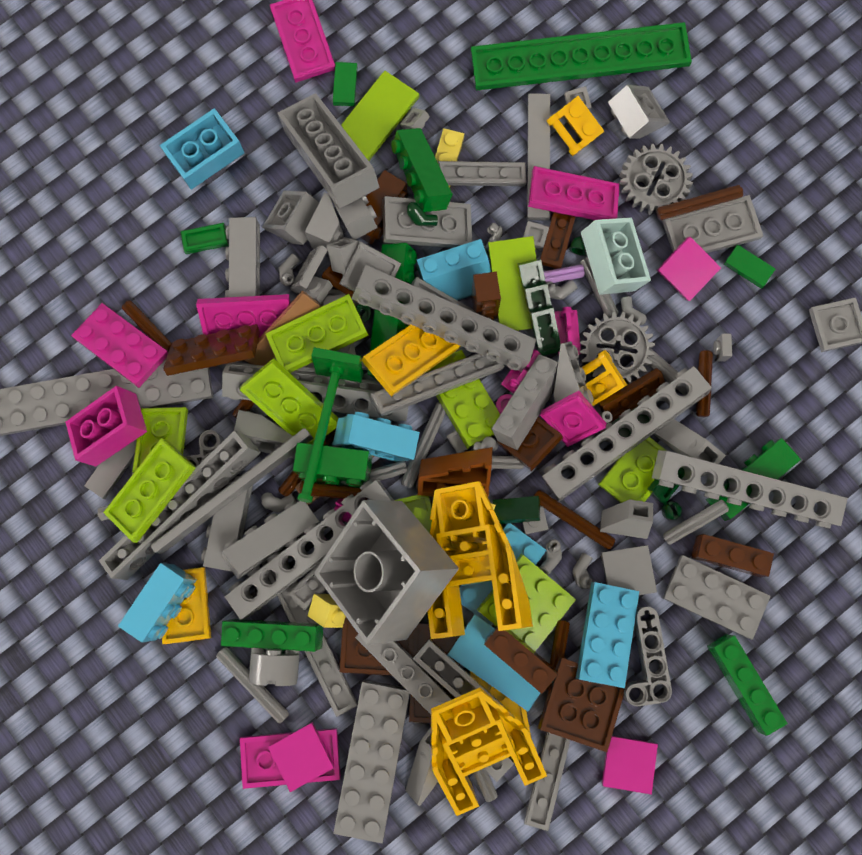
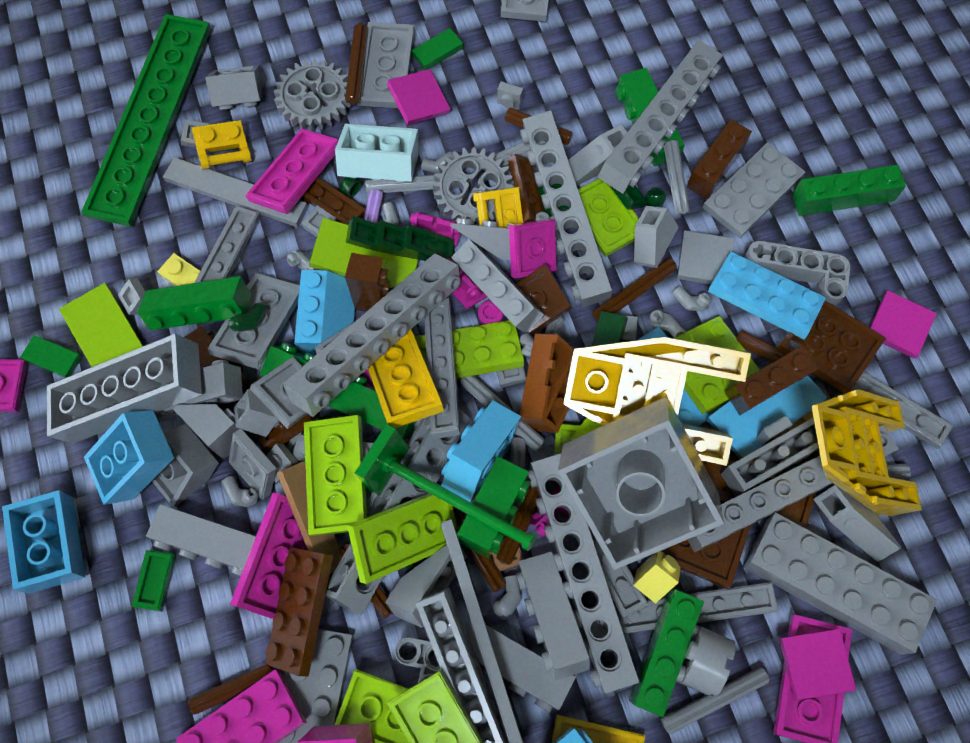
camera: 75 degrees left, 10 degrees down
(281, 178) = (128, 456): none -> medium azure brick
(477, 671) = (774, 430): none -> light grey tile

